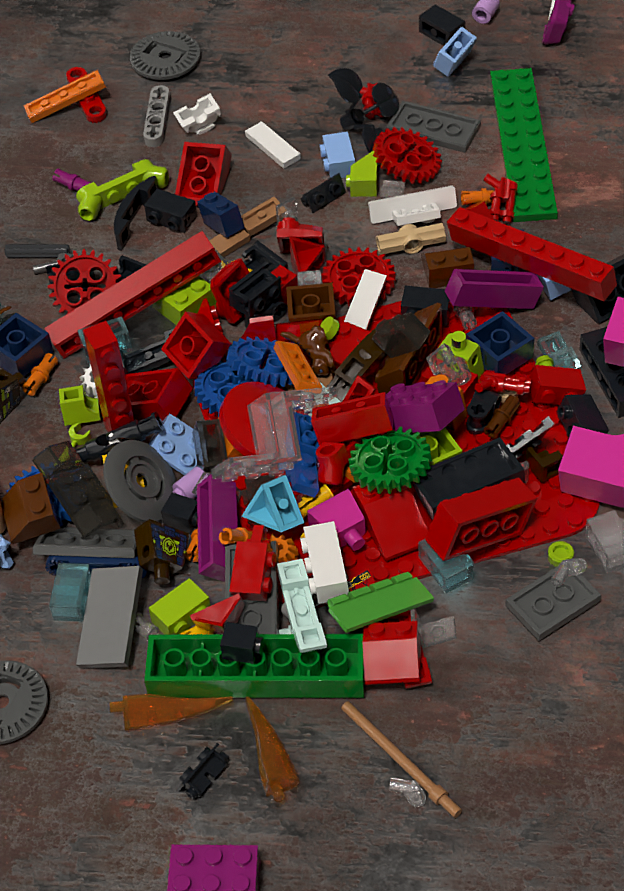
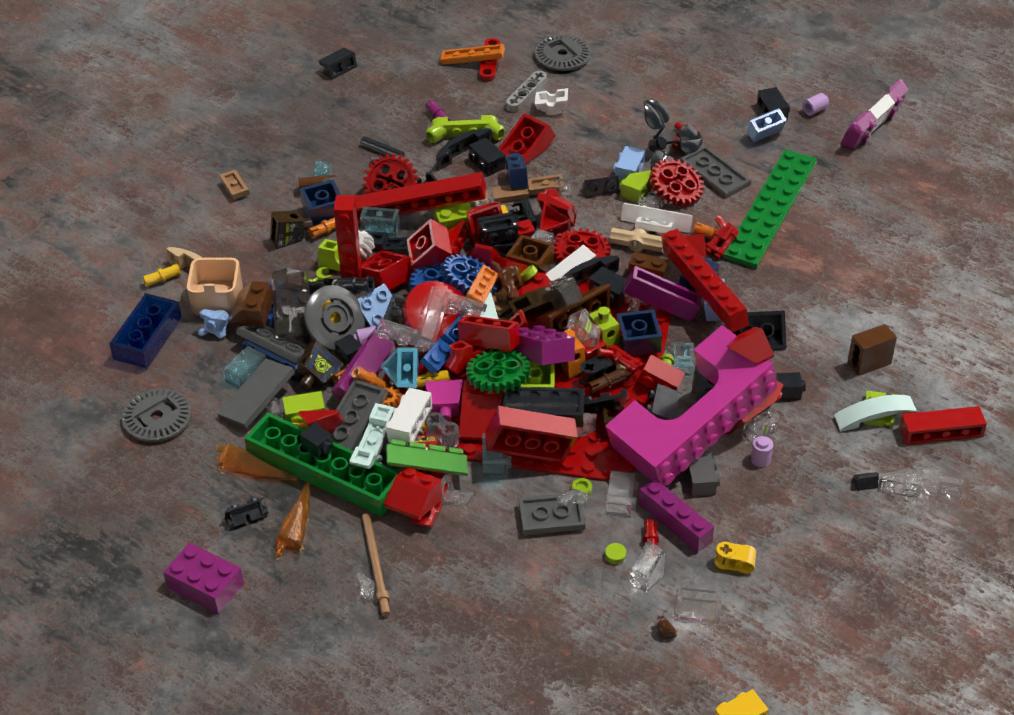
camera: 25 degrees right, 5 degrees down
(253, 566) = (359, 397): red hinge -> none
(272, 145) = (591, 140): white tile -> none
(359, 558) = (446, 431): none -> clear light blue axle
(389, 293) = (586, 269): none -> black slope

